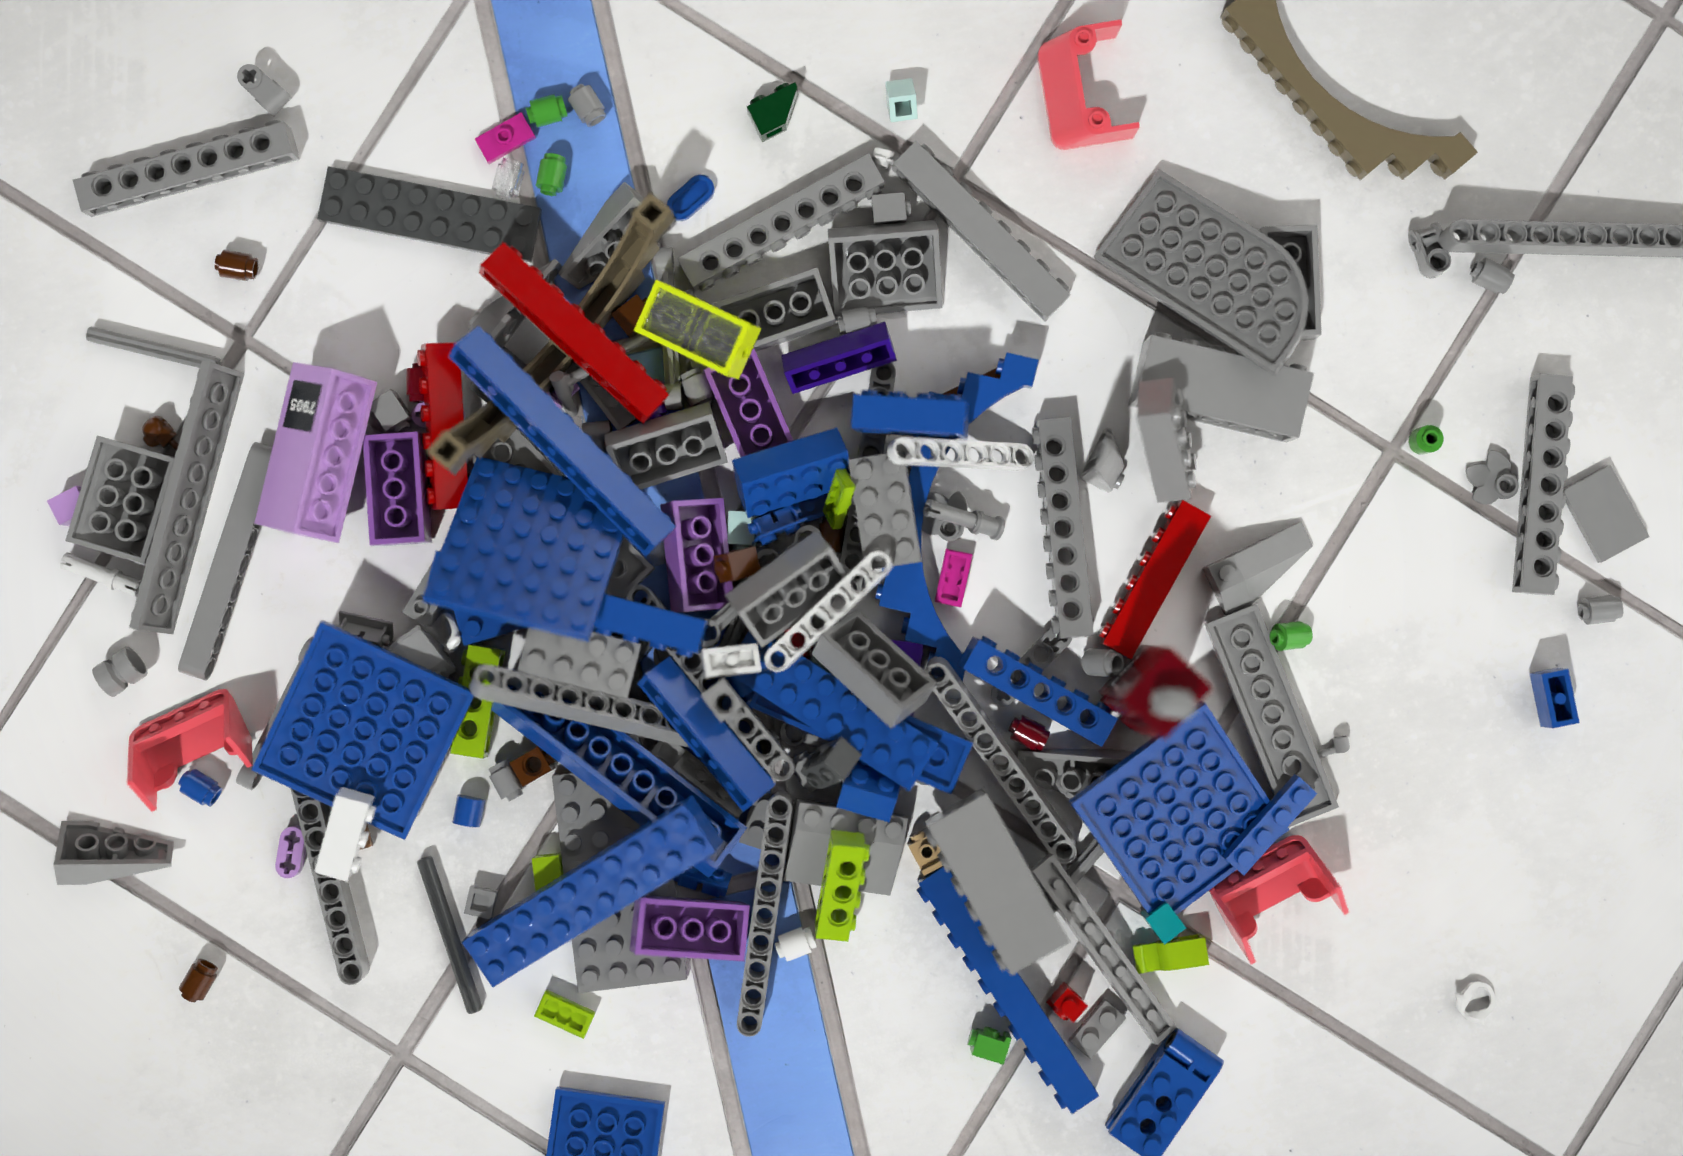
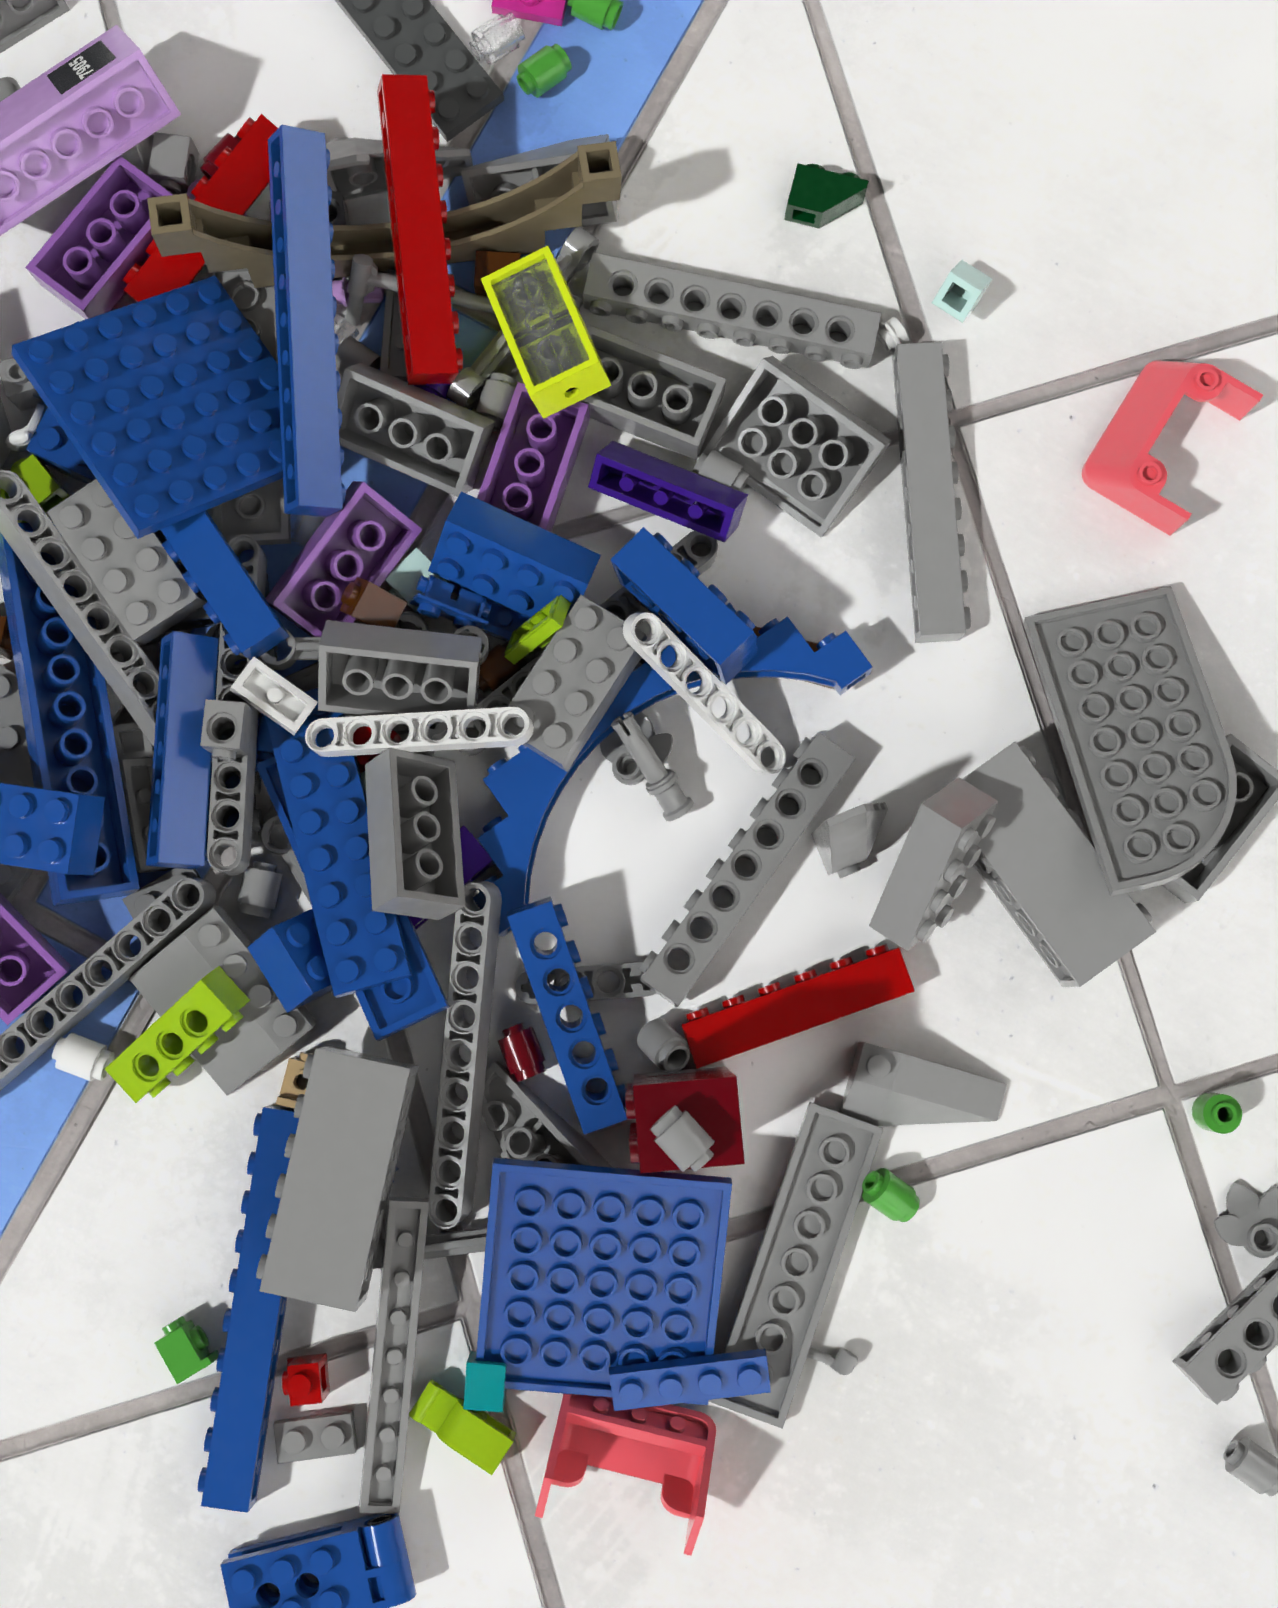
camera: 40 degrees right, 5 degrees down
(587, 105) = (639, 33): light grey brick -> none
(691, 197) = (662, 211): blue tile -> none
(715, 885) = (56, 920): blue hinge -> none
(830, 763) = (281, 896): dark grey brick -> none
(890, 208) = (855, 389): light grey brick -> none
(953, 578) = (587, 821): dark pink plate -> none
(1554, 698) = (1121, 1520): blue brick -> none

